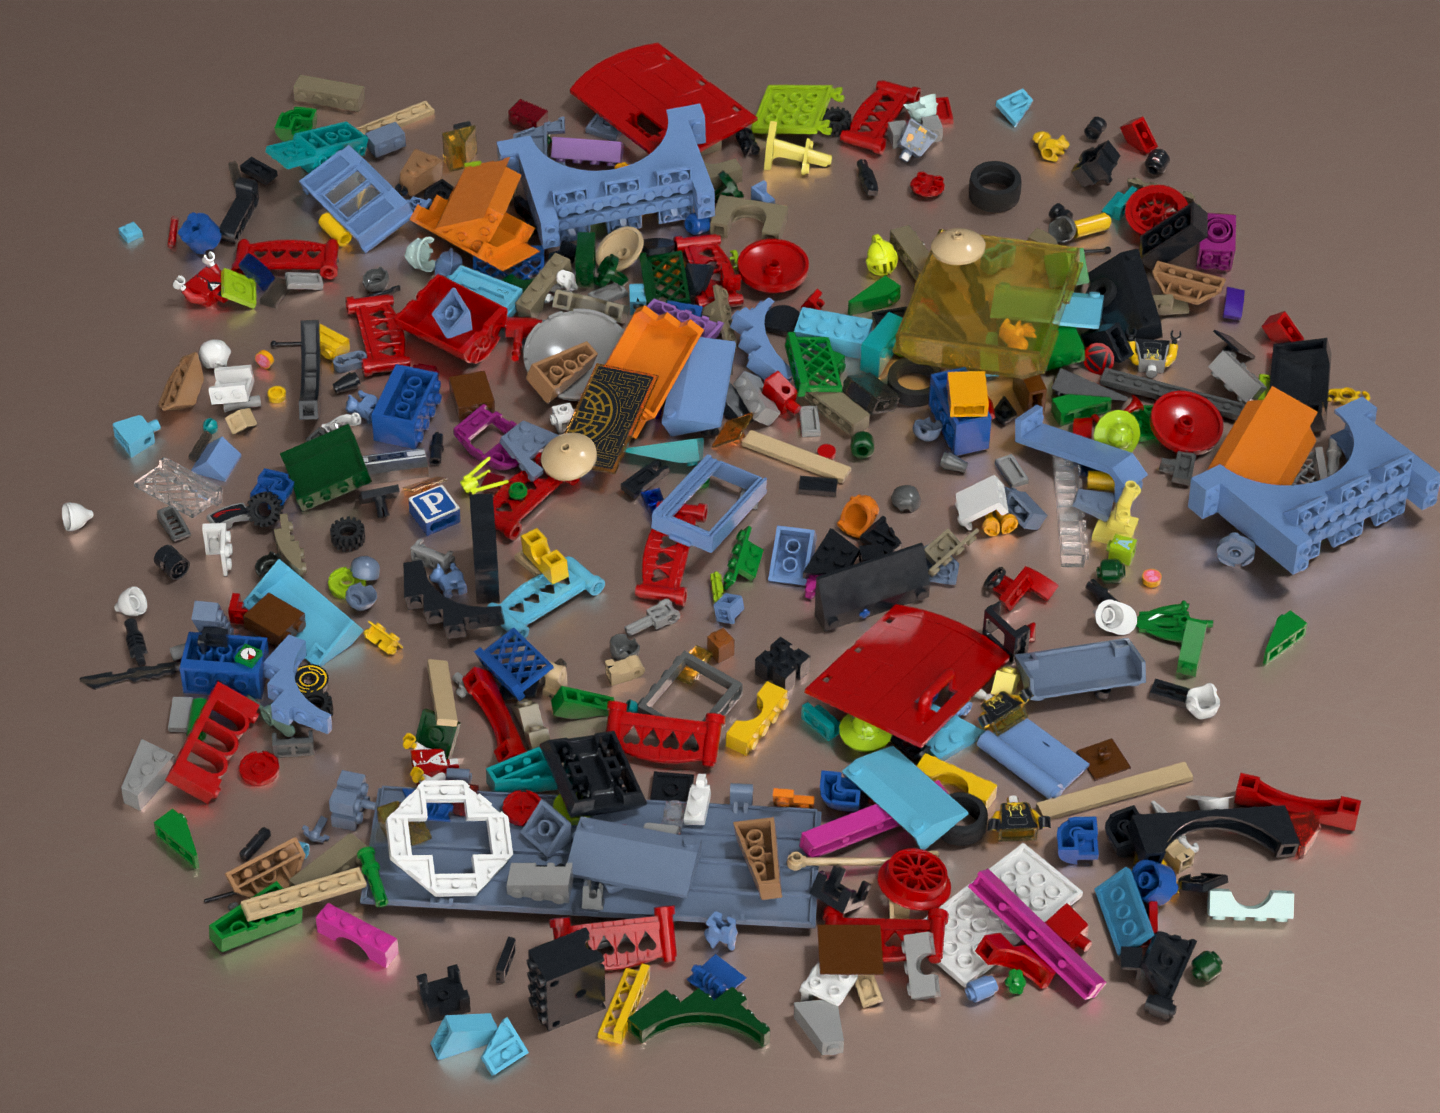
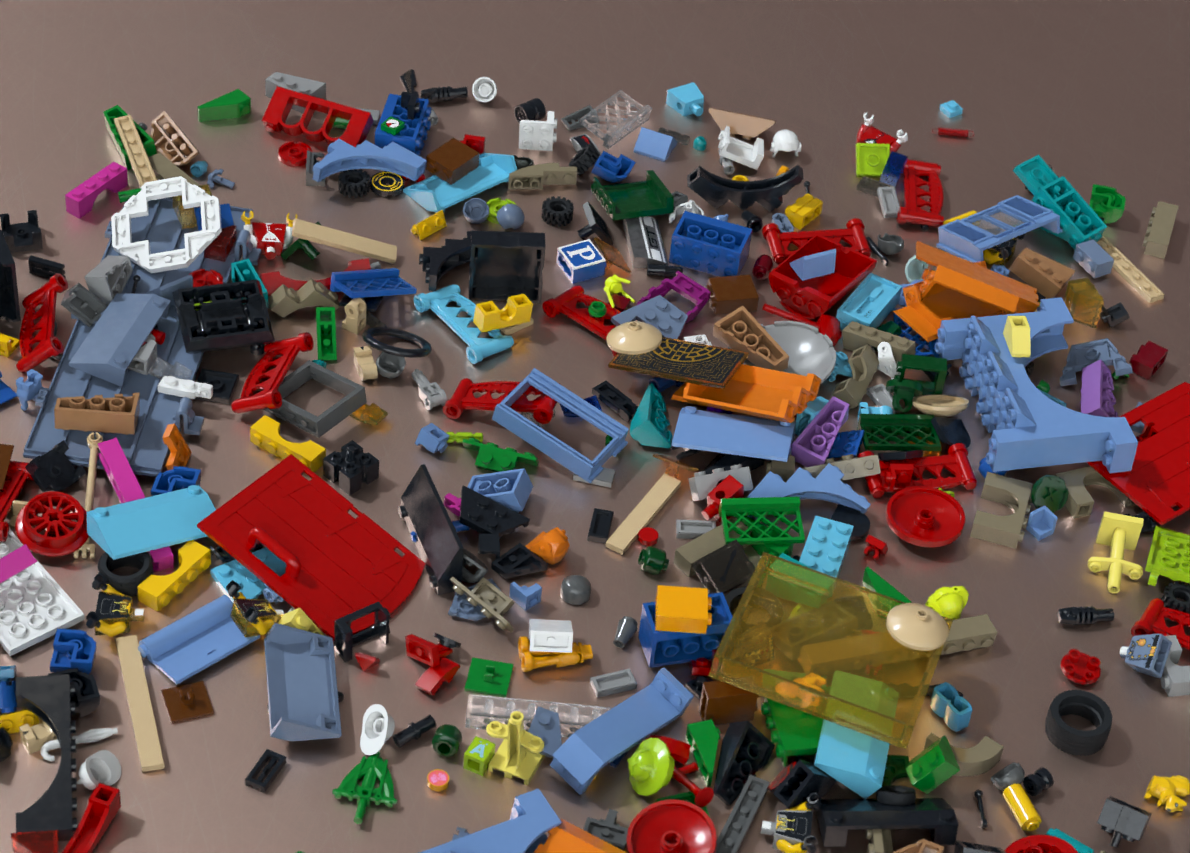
camera: 90 degrees right, 5 degrees down
(75, 516) = (589, 64): white helmet -> none
(200, 232) = (941, 136): blue brick -> none
(210, 615) = (435, 110): sand blue brick -> none
(240, 210) = (977, 167): black beam -> none
(240, 420) = (702, 157): tan panel -> none
(255, 843) = (212, 147): black axle -> none
(350, 800) = (236, 186): sand blue brick -> none
(575, 165) = (1017, 336): none -> light yellow slope
(606, 655) = (383, 331): none -> black wedge
(721, 645) = (383, 428): dark orange brick -> none
(923, 531) = (525, 596): none -> medium blue panel
(1023, 553) = (489, 677): none -> green piece
(1024, 508) = (545, 674): sand blue hinge -> none
(1192, 647) = (308, 783): green slope -> none
(1203, 701) = (237, 784): white cap -> none

